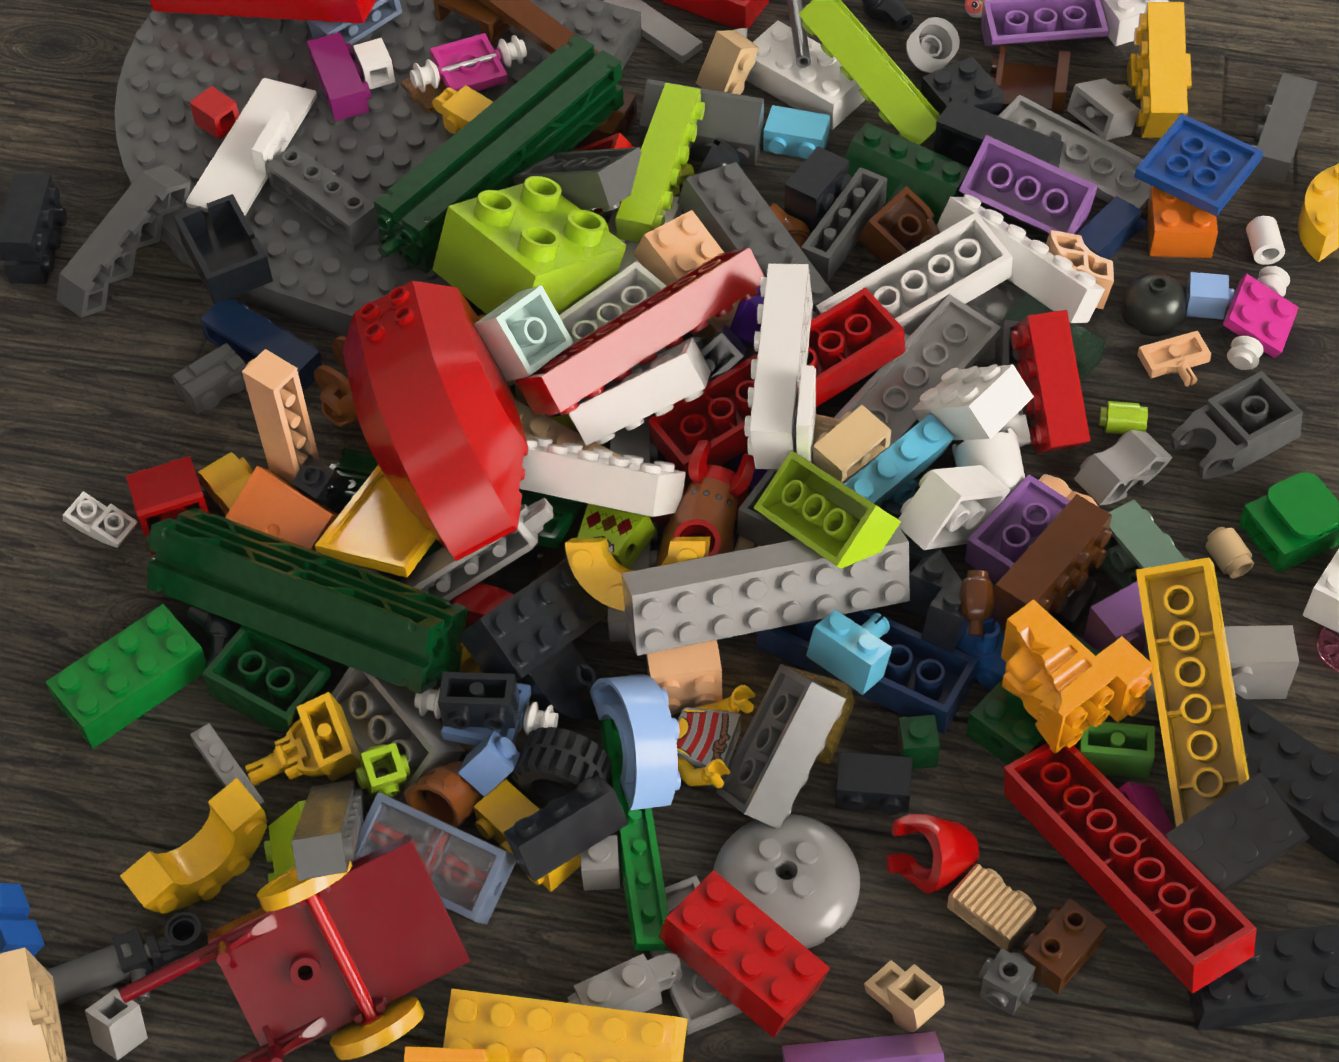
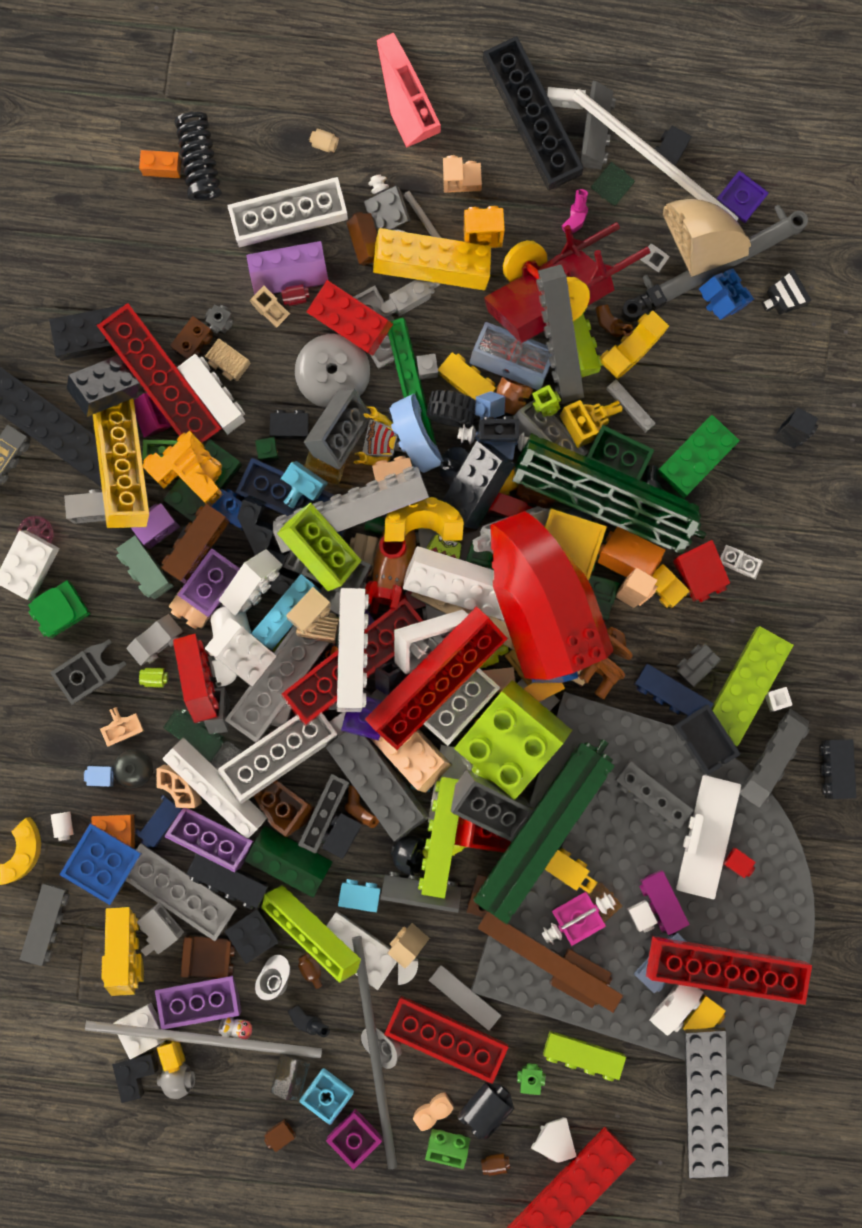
camera: 175 degrees right, 30 degrees up
(96, 319) = (778, 699): none -> white panel
(134, 349) = (750, 682): none -> lime brick
(221, 906) = (611, 324): none -> reddish brown arm
(316, 477) = (613, 576): black brick -> none
(524, 333) = (505, 660): light aqua brick -> none
(566, 827) = (444, 368): black brick -> none
(806, 413) = (334, 604): white tile -> none
(851, 1019) = (295, 295): none -> dark red brick
(953, 851) = (252, 381): red piece -> none
(977, 600) = (235, 513): reddish brown plant -> none
(1022, 835) = (209, 390): none -> white brick
(1229, 552) = (97, 587): tan brick -> none
(1259, 317) = (69, 761): dark pink plate -> none

